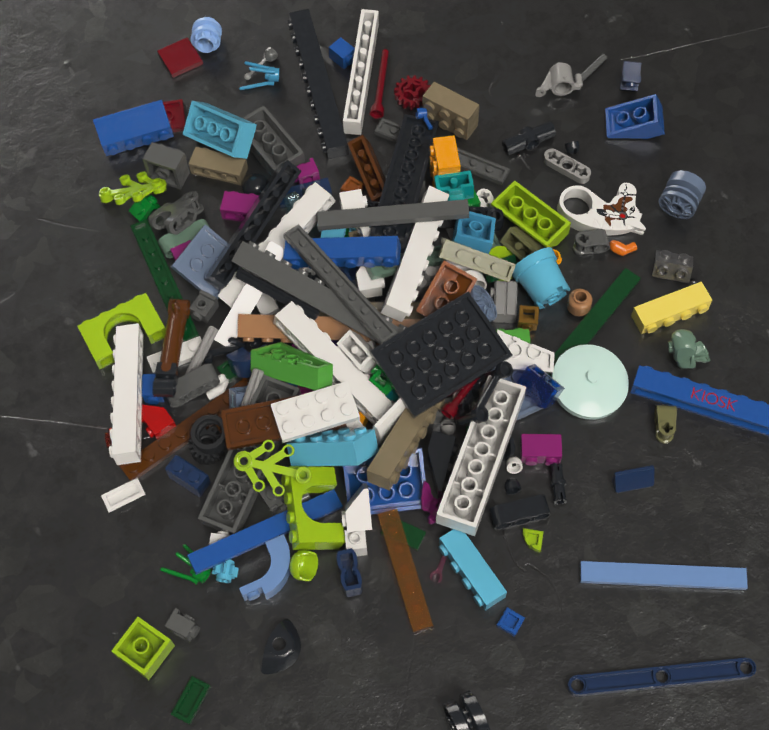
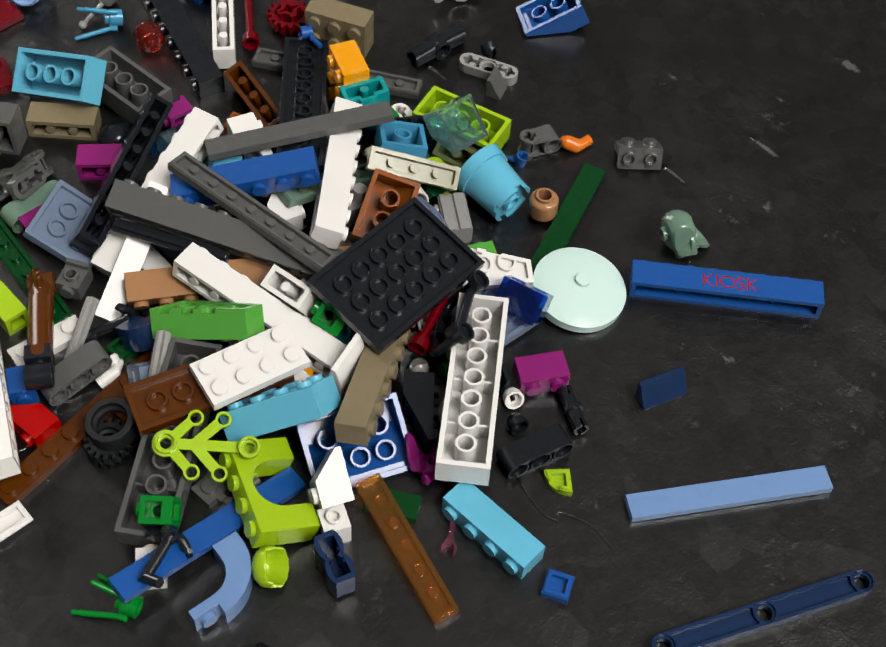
camera: 20 degrees left, 10 degrees down
(188, 476) = (89, 484): dark blue brick -> none
(225, 571) = (166, 597): medium azure gear -> none
(233, 532) = (169, 536): none -> black piece
(237, 515) = (170, 510): none -> green brick
(296, 97) = (149, 37): none -> clear red head
(522, 222) = (456, 124): none -> clear light blue slope
(528, 321) = (487, 234): pearl gold brick -> none
(568, 180) = (495, 85): none -> dark grey slope
(570, 258) = (518, 160): none -> blue hand
(615, 217) = (561, 109): white animal -> none
(665, 421) = (680, 320): olive piece -> none
(671, 308) = (650, 196): light yellow brick -> none
(682, 194) = (629, 77): sand blue wheel -> none

